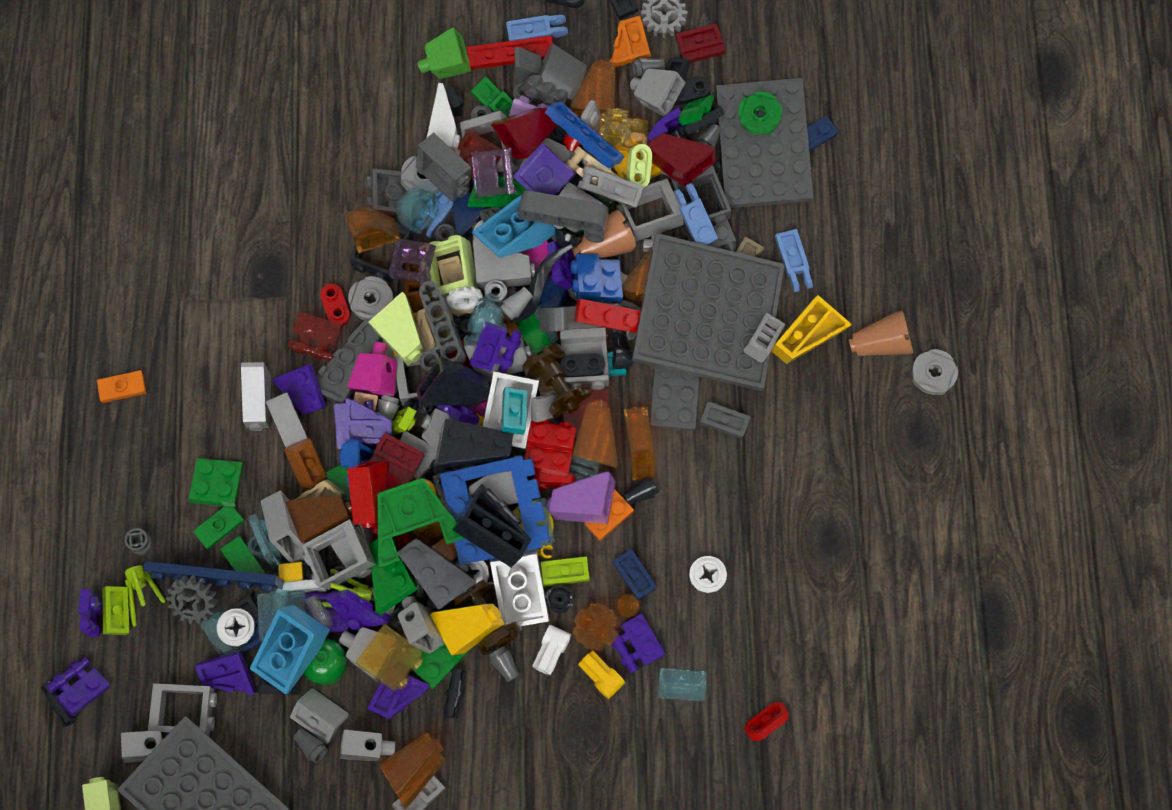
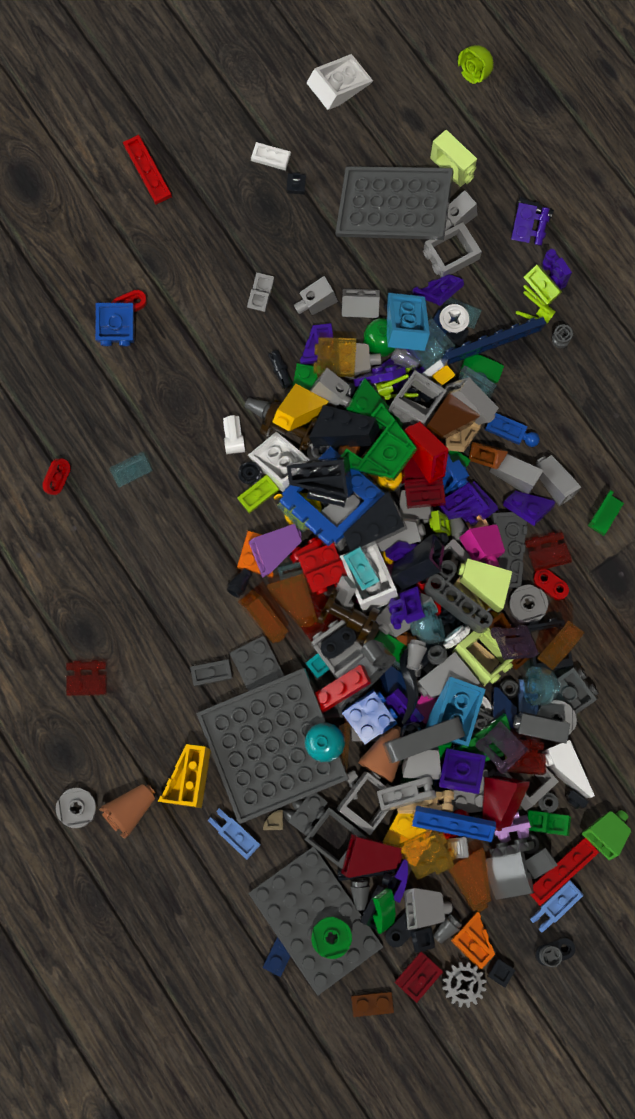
camera: 145 degrees right, 5 degrees up
(192, 599) = (496, 318): dark grey gear -> none
(216, 482) = (540, 407): green plate -> none
(218, 526) = (517, 381): green plate -> none
(232, 338) = (606, 514): none -> green panel
(260, 473) = (512, 431): none -> blue plate
(311, 746) = (352, 280): dark grey cone -> none
(413, 767) = (275, 302): clear orange slope -> none
(596, 627) = (212, 468): clear orange plant -> none
(605, 678) = (183, 438): yellow piece -> none
(621, 357) = (315, 669): black bar -> none
(628, 605) = (199, 497): clear orange plate -> none
(634, 574) = (208, 521): dark blue plate -> none
(641, 167) = (397, 829): yellowish green plate -> none
(642, 640) = (175, 481): dark purple plate -> none
(657, 276) = (324, 742): none -> teal cylinder
(695, 217) = (326, 812): medium blue hinge -> none
(711, 564) = (154, 545): white gear -> none
(756, 47) = (372, 1004): none -> reddish brown plate
(756, 348) = (224, 751): light grey slope -> none
(857, 485) = (86, 684): none -> clear red plate

